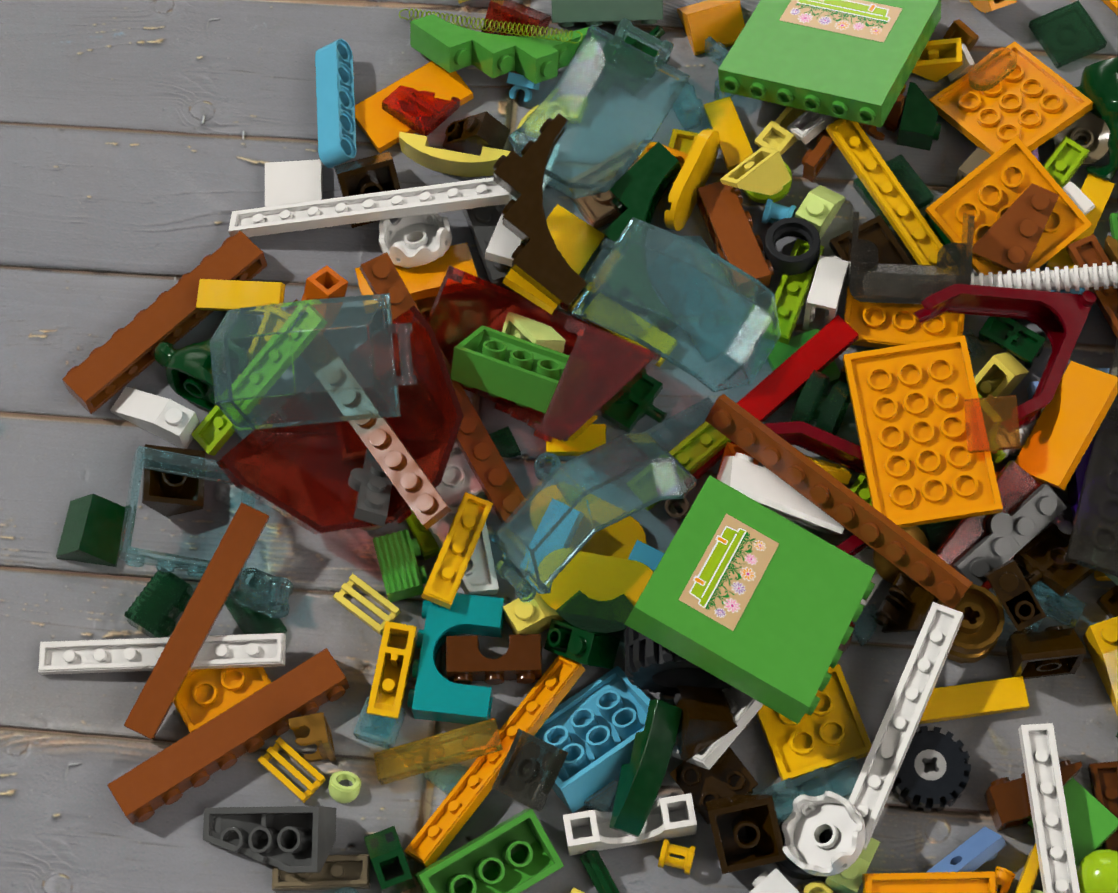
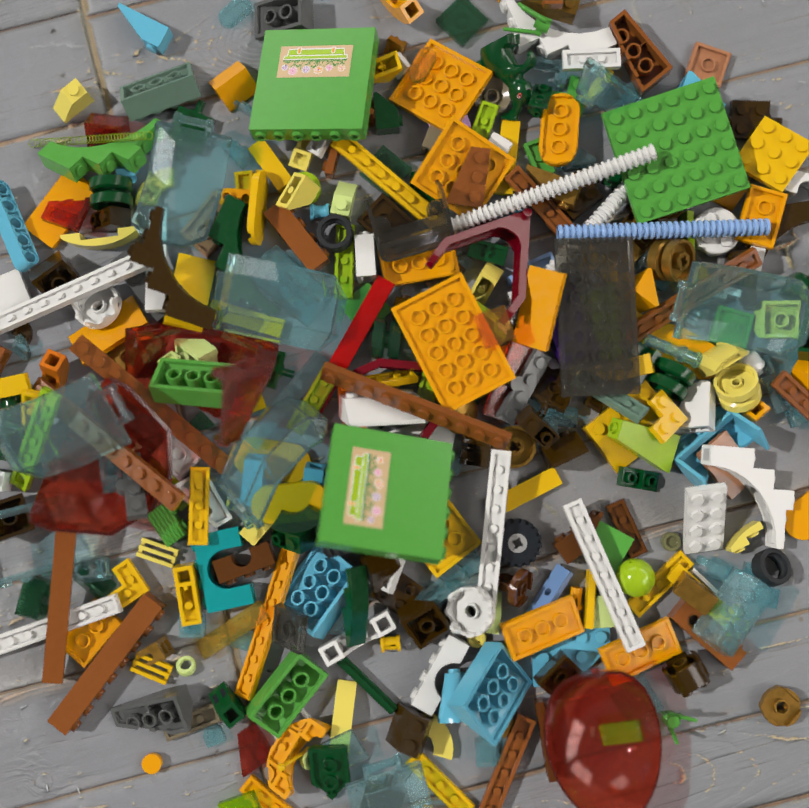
camera: 20 degrees left, 20 degrees up
(283, 261) = (21, 347): none -> clear light blue tile
(293, 245) = (25, 330): none -> dark brown tile
(311, 633) = (132, 582): none -> yellow plate
(346, 455) = (109, 474): none -> clear light blue slope
(492, 91) = (110, 190): none -> dark green wheel
(909, 833) = (516, 586): none -> reddish brown tile

